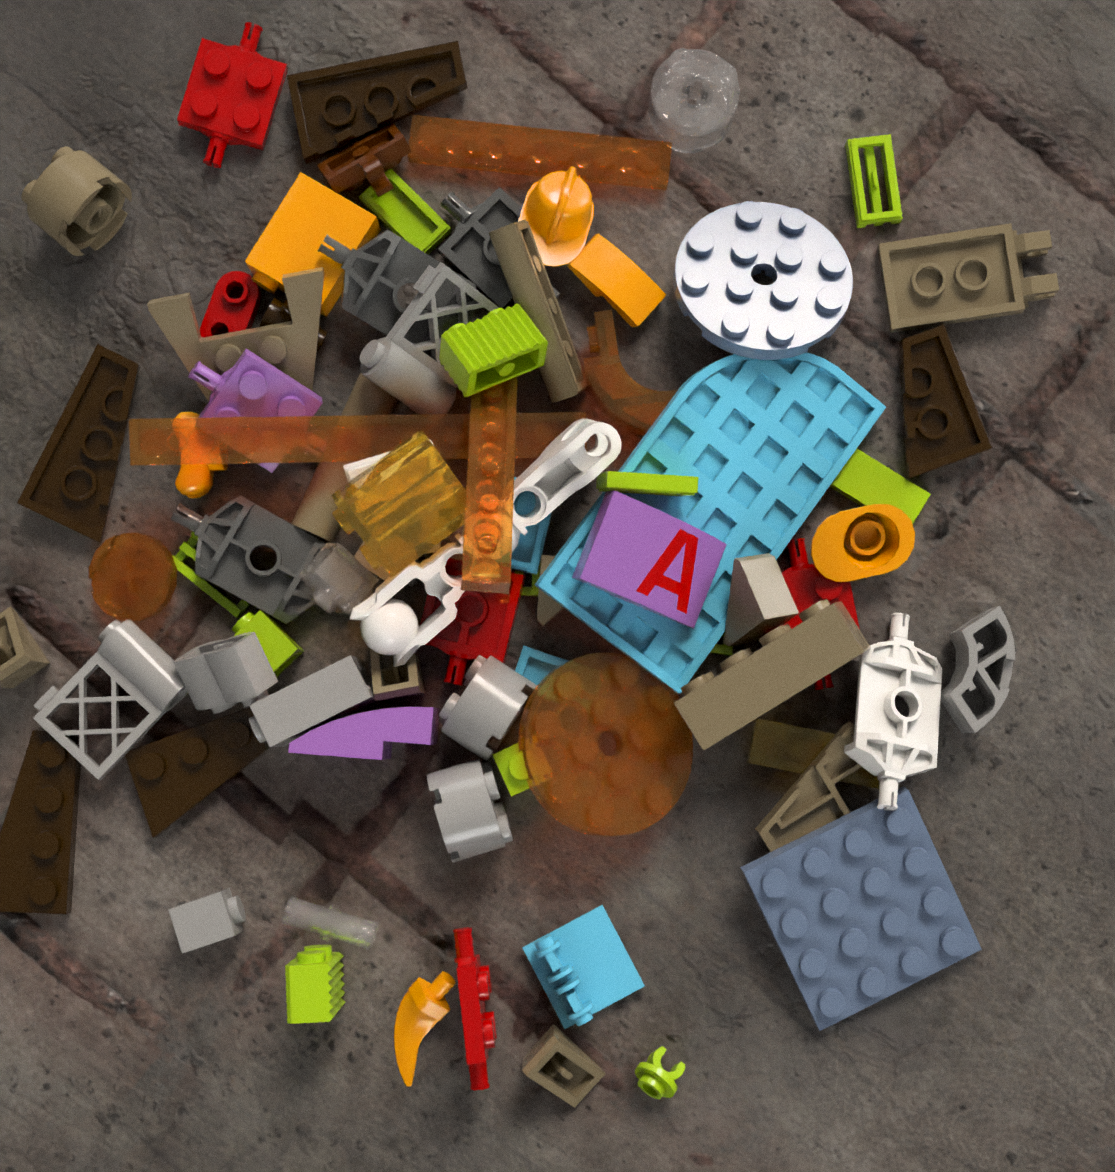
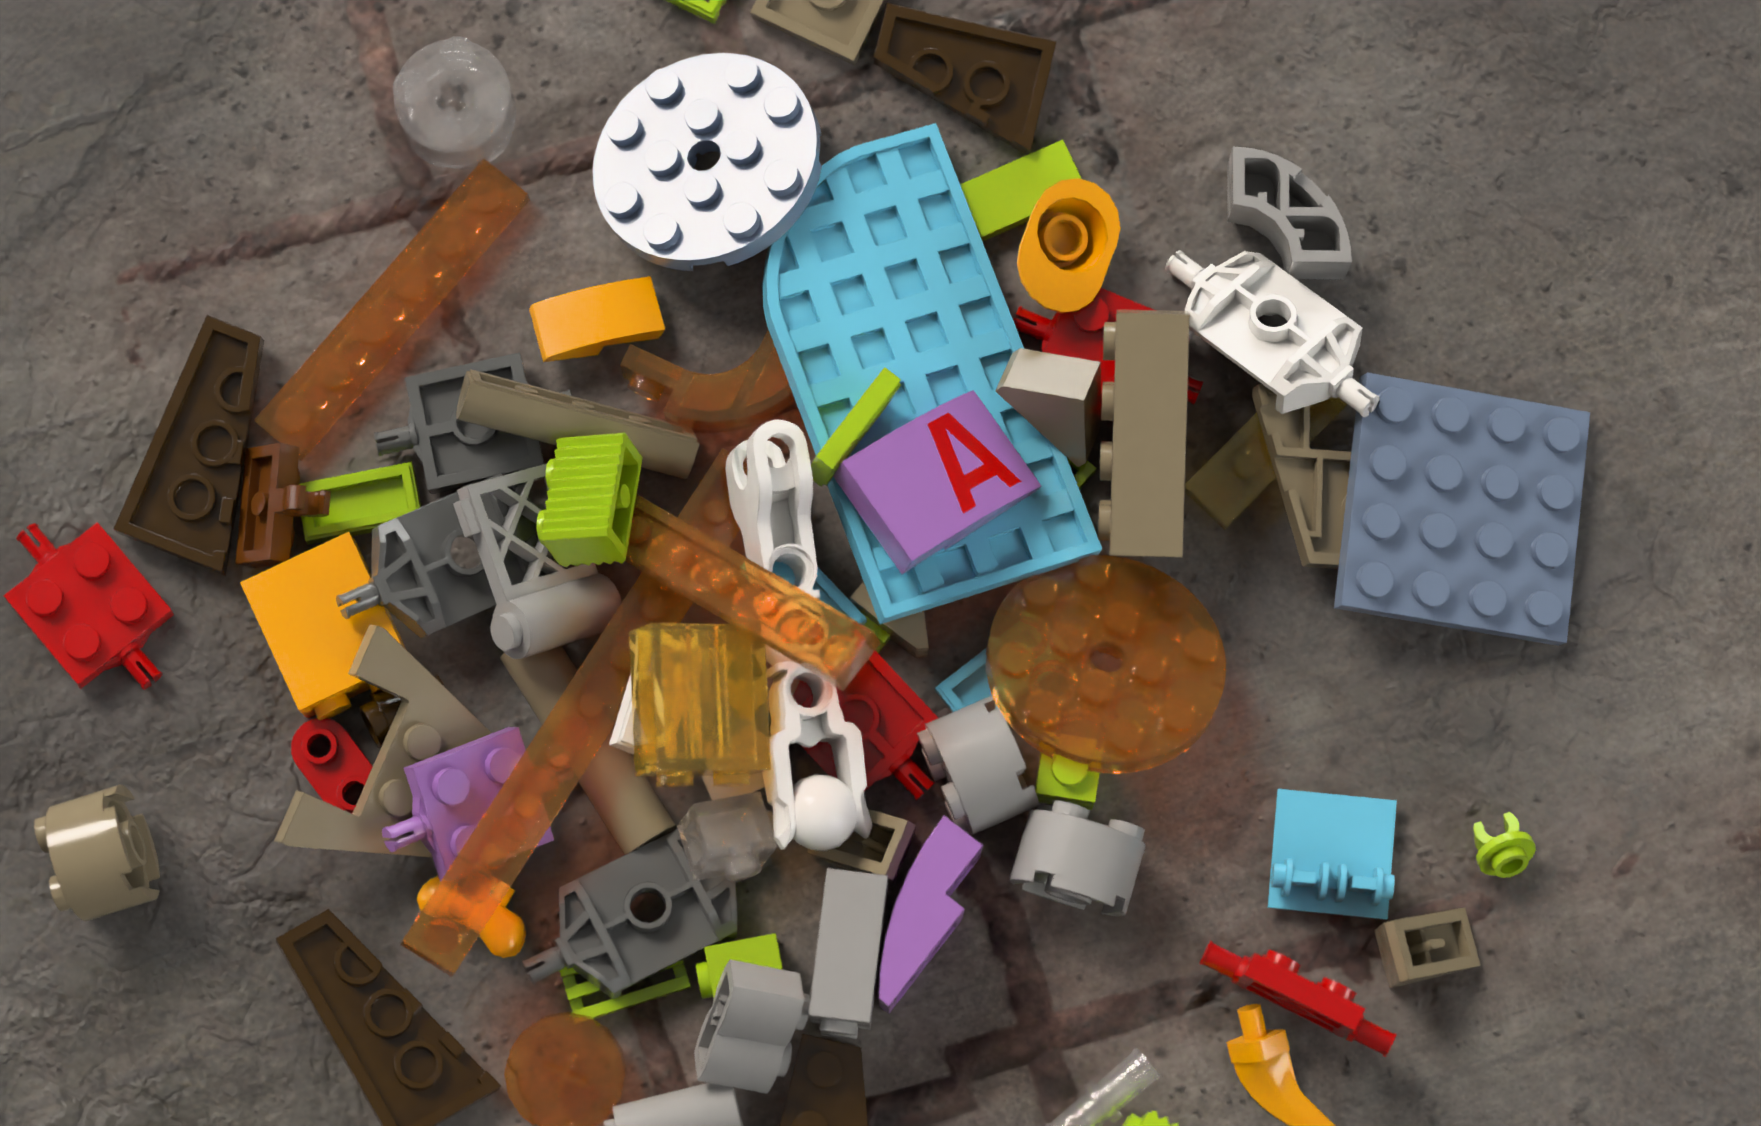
camera: 55 degrees left, 5 degrees down
(559, 216) = (482, 332): light orange piece -> none

